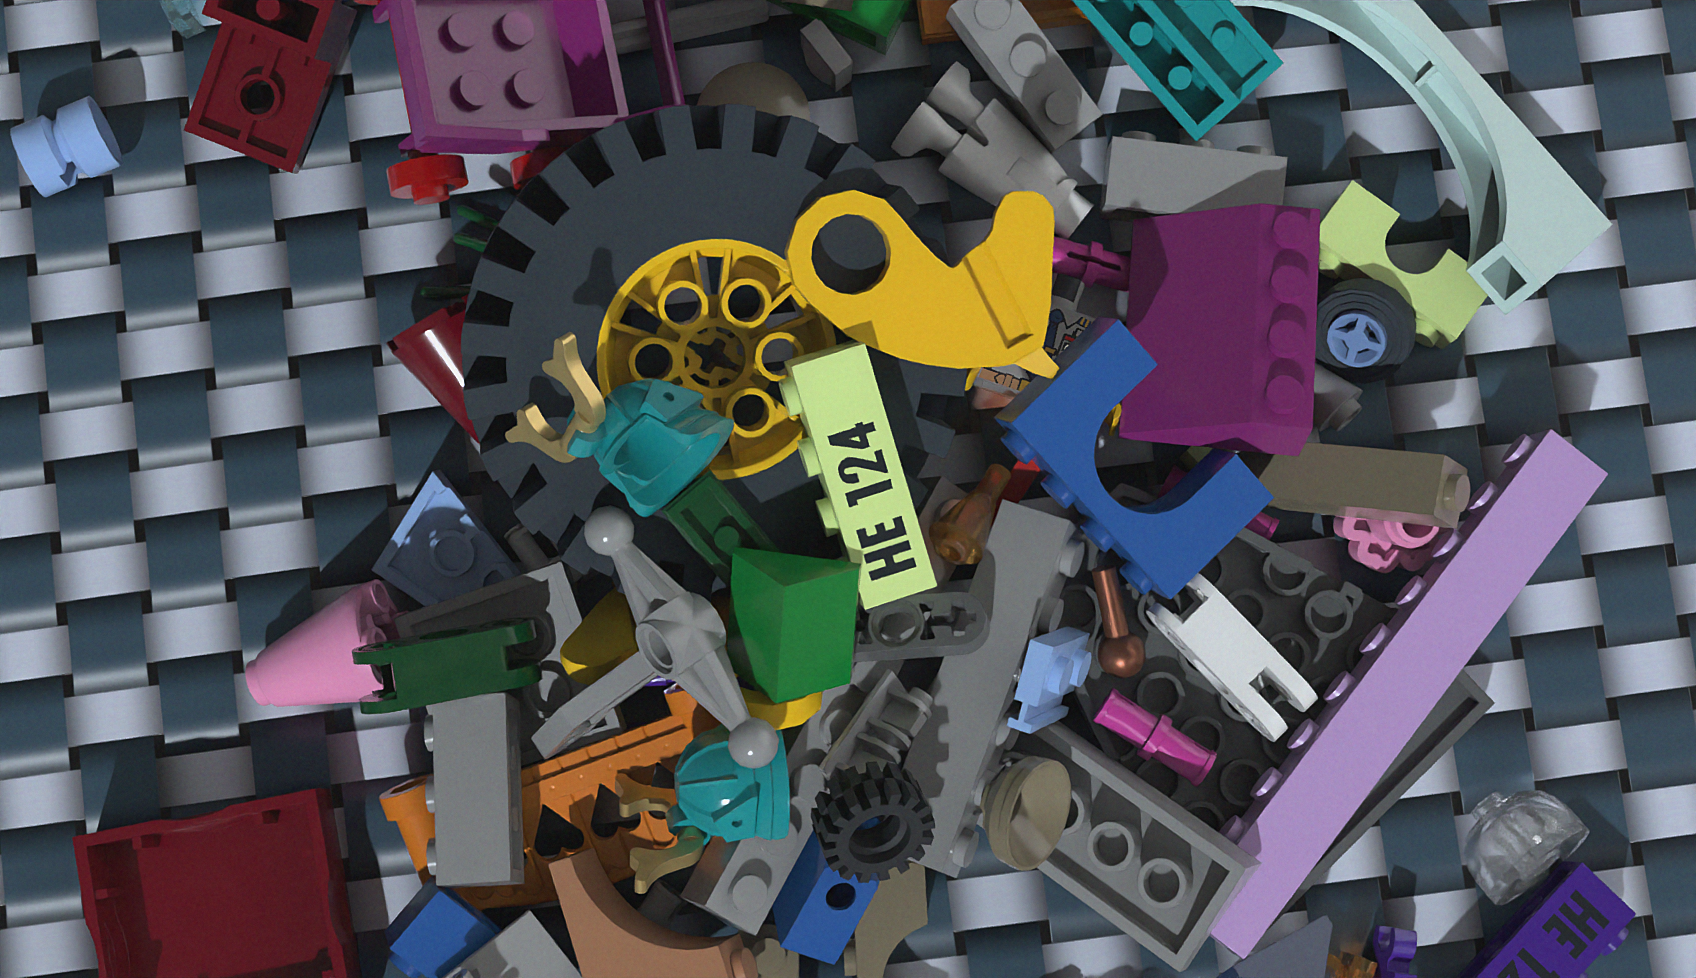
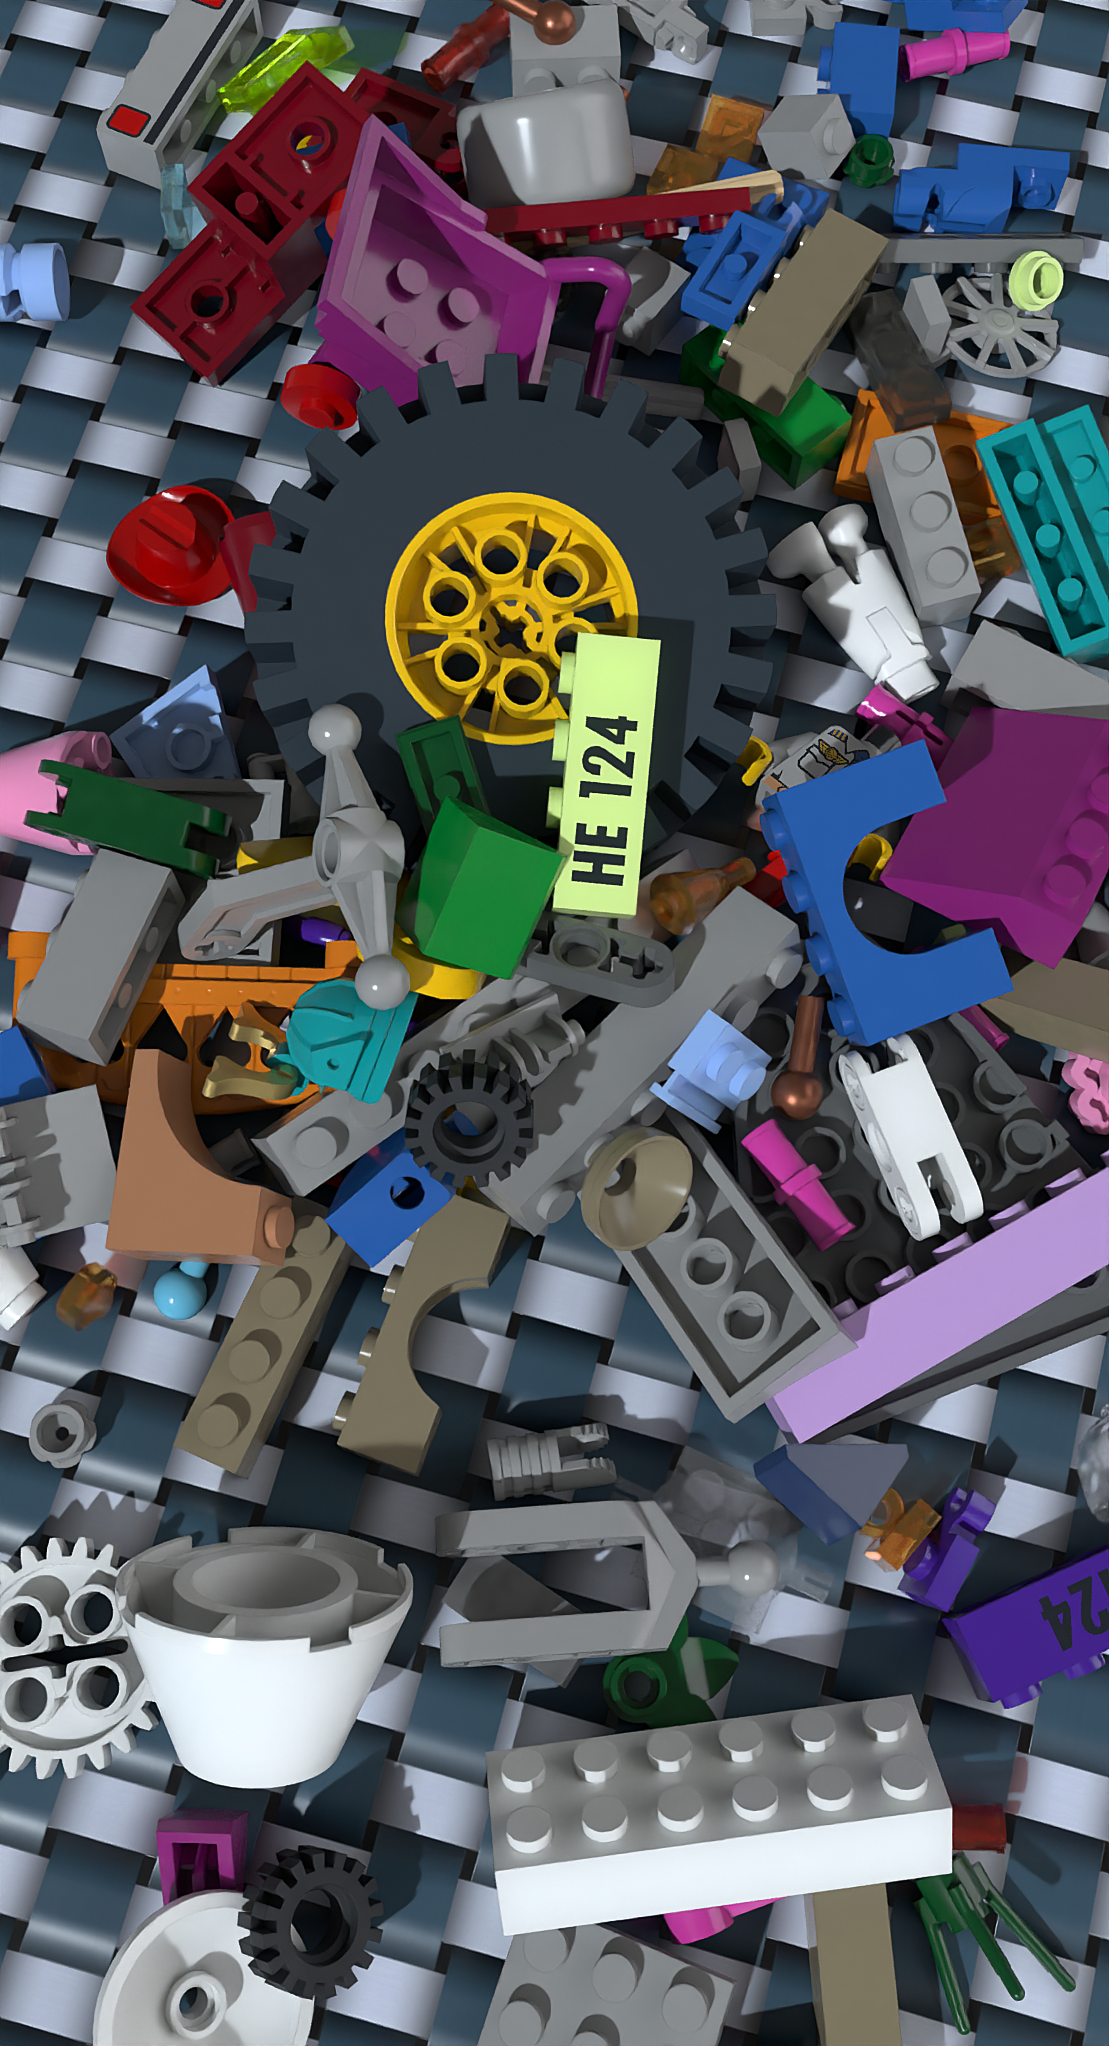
camera: 25 degrees right, 10 degrees down
(337, 359) = (171, 547): none -> red hat
(642, 434) = (407, 642): teal helmet -> none
(968, 315) = (730, 645): yellow animal -> none
(1087, 53) = (992, 549): none -> clear orange tile

